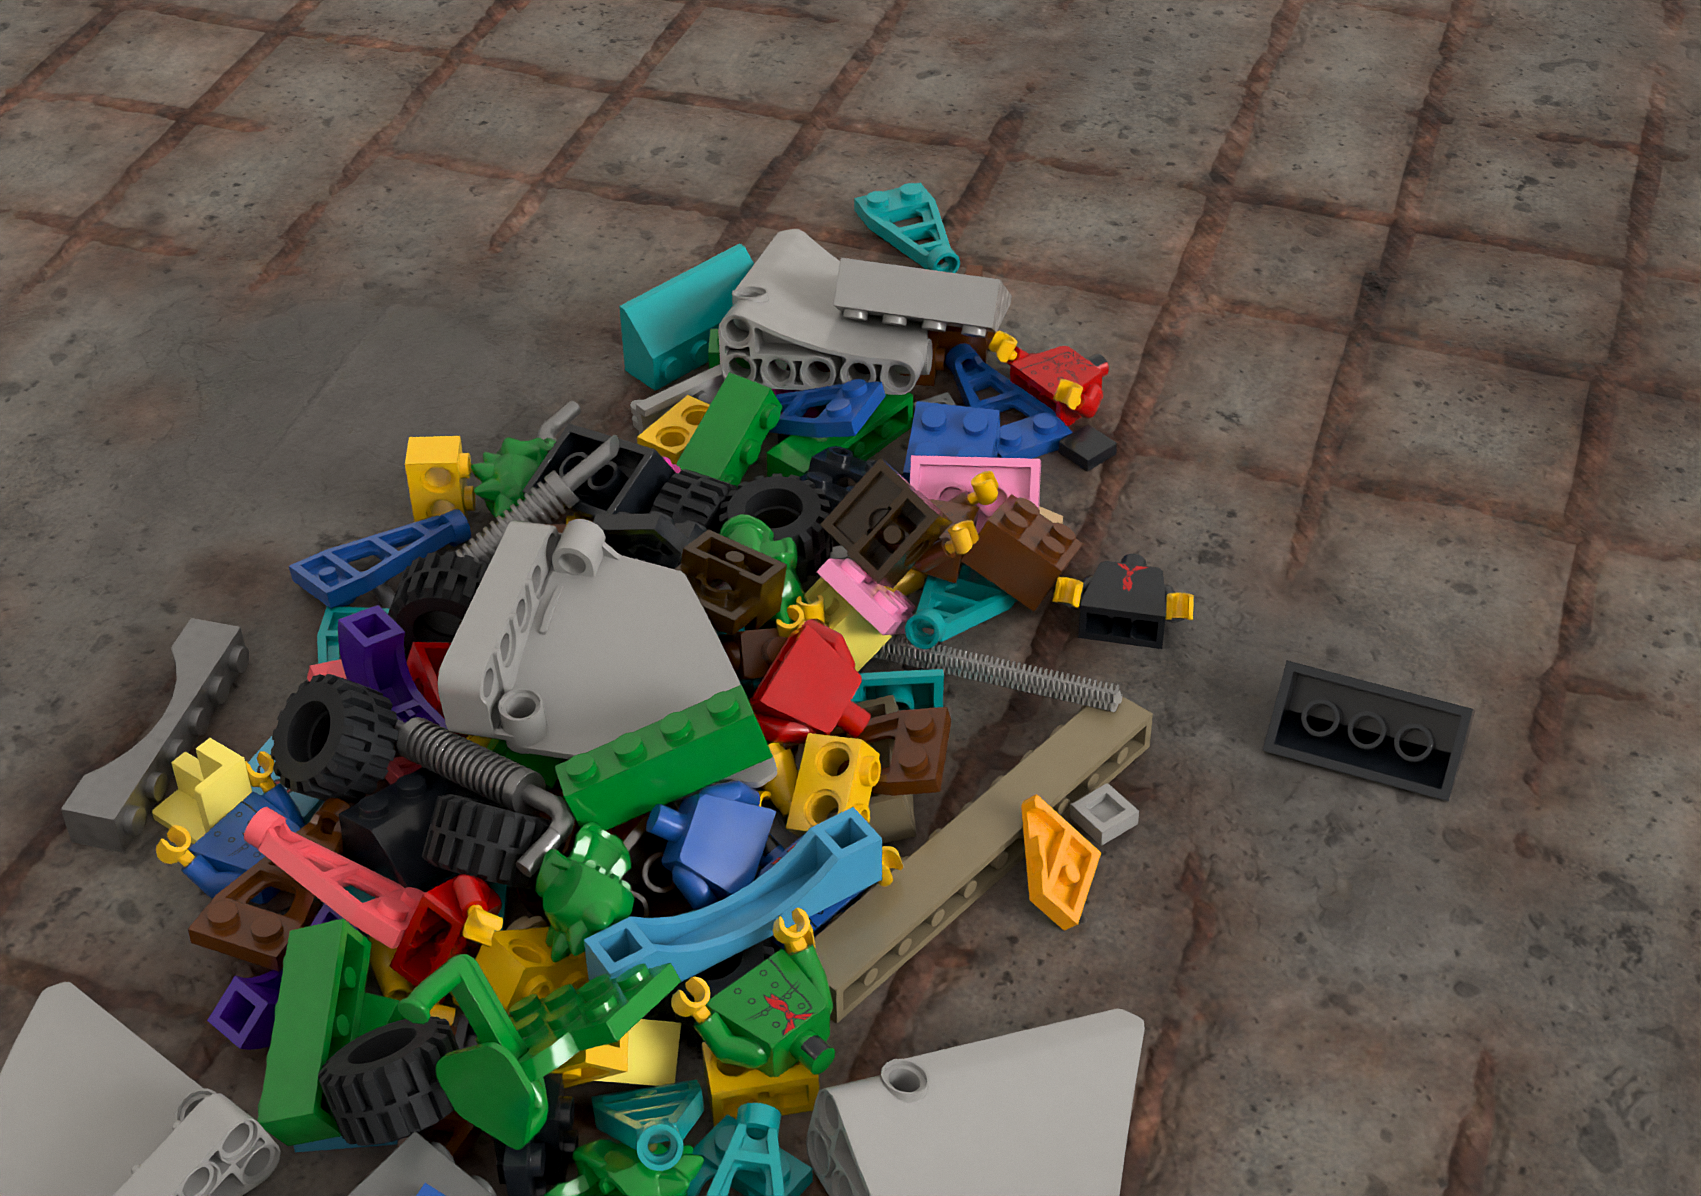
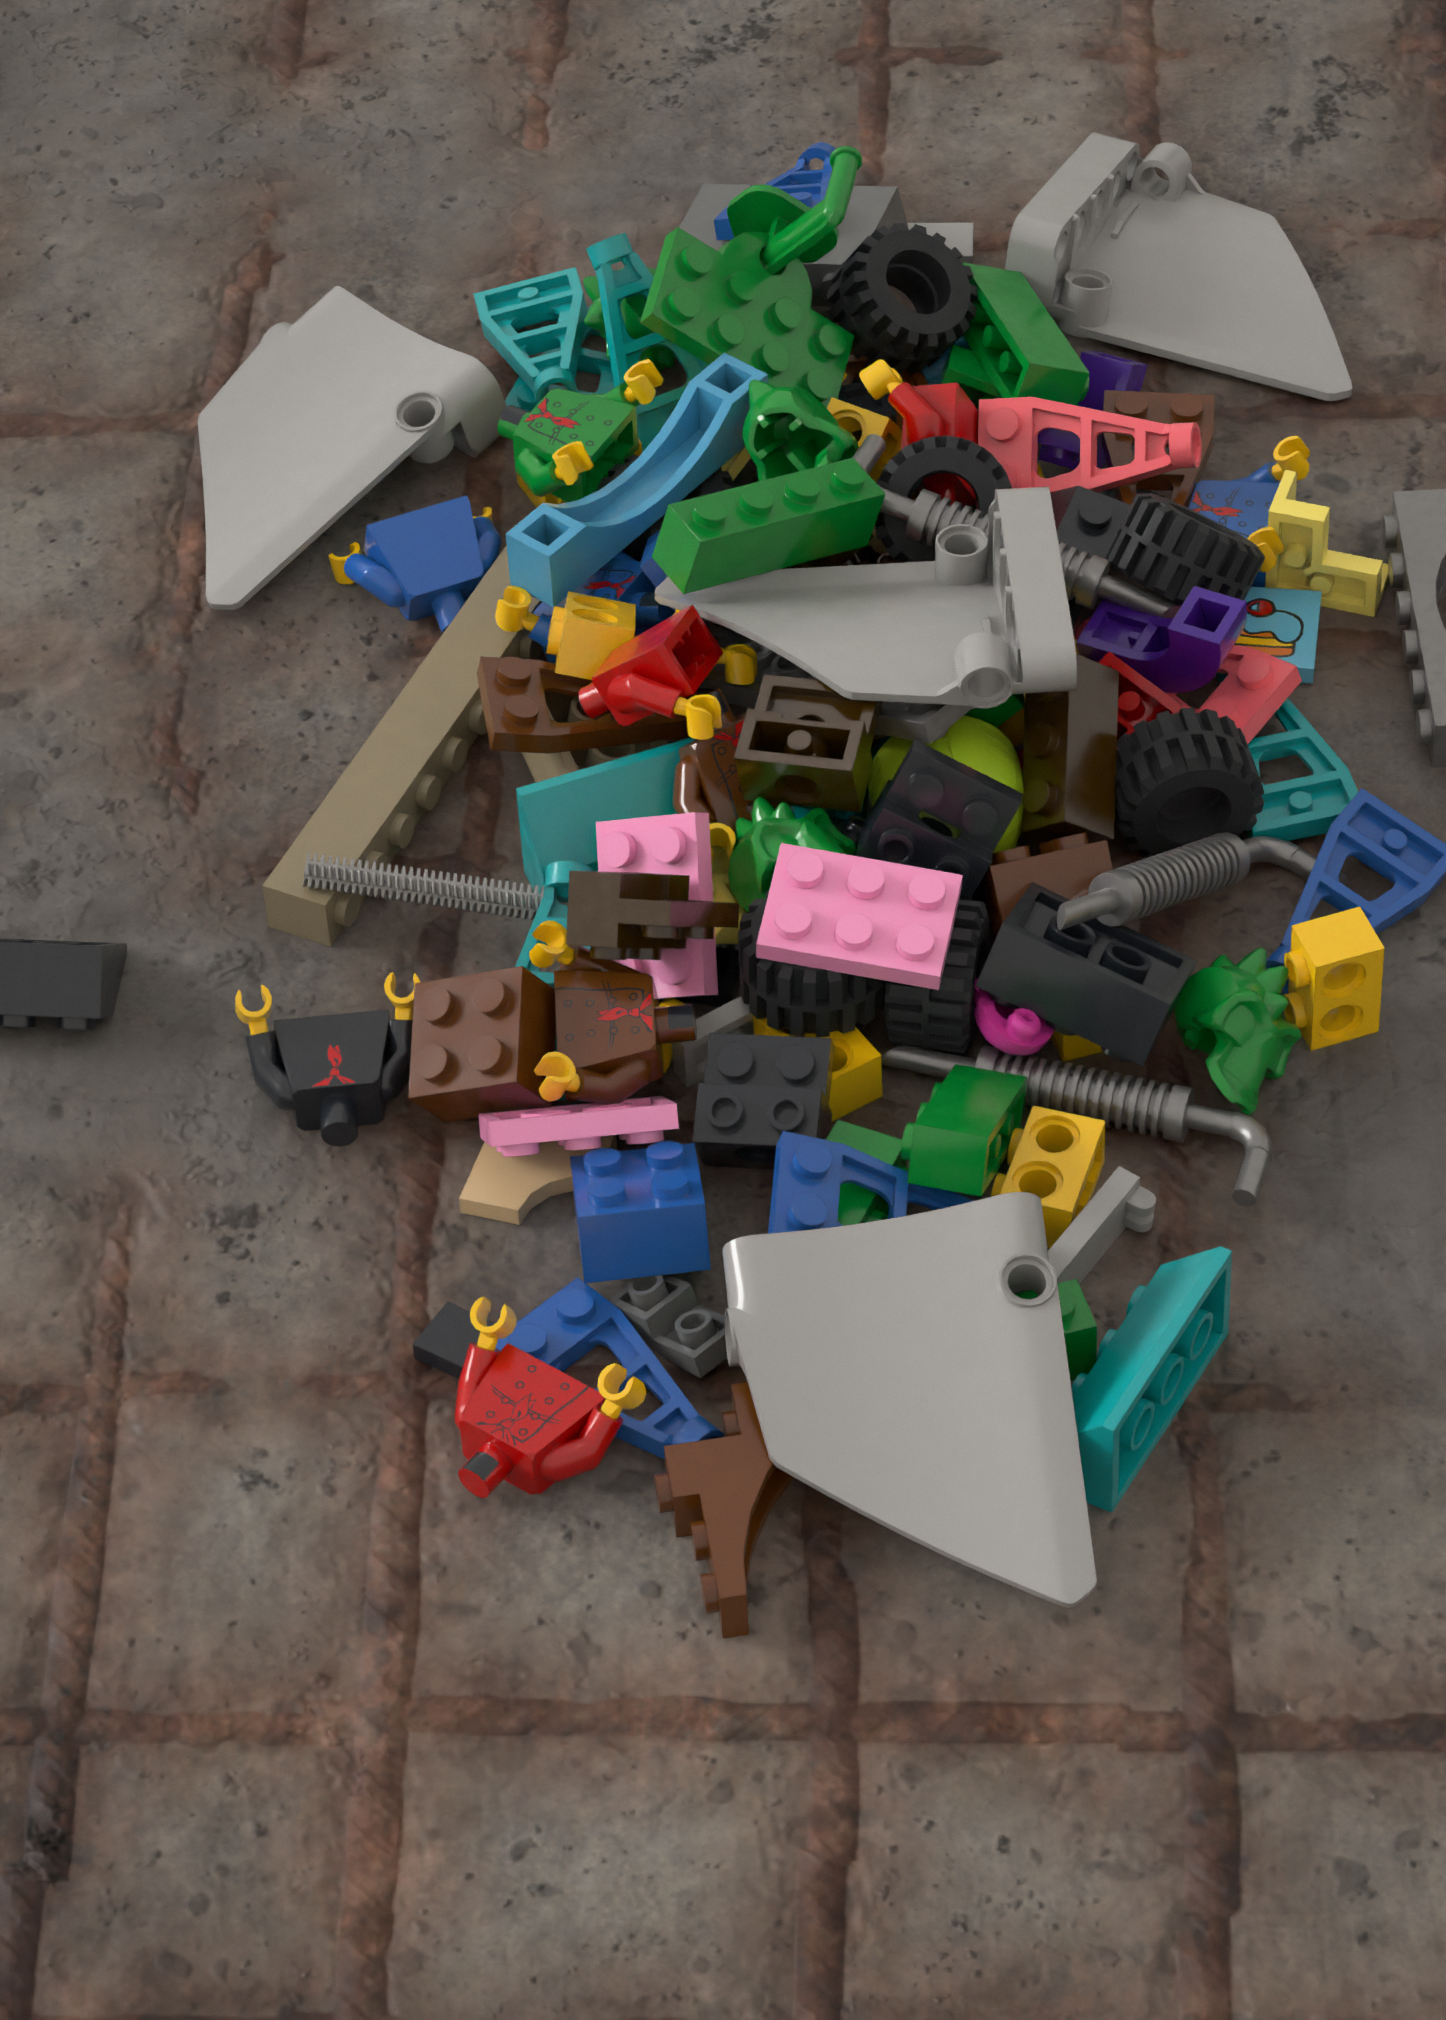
camera: 165 degrees right, 5 degrees up
(745, 484) = (859, 916): none -> bright pink plate
(911, 200) = (940, 1811): teal plate -> none
(920, 296) = (769, 1412): light grey slope -> none
(933, 986) = (423, 559): none -> blue torso
(1057, 863) = (334, 717): light orange wing -> none
(1104, 814) = (294, 799): light grey plate -> none

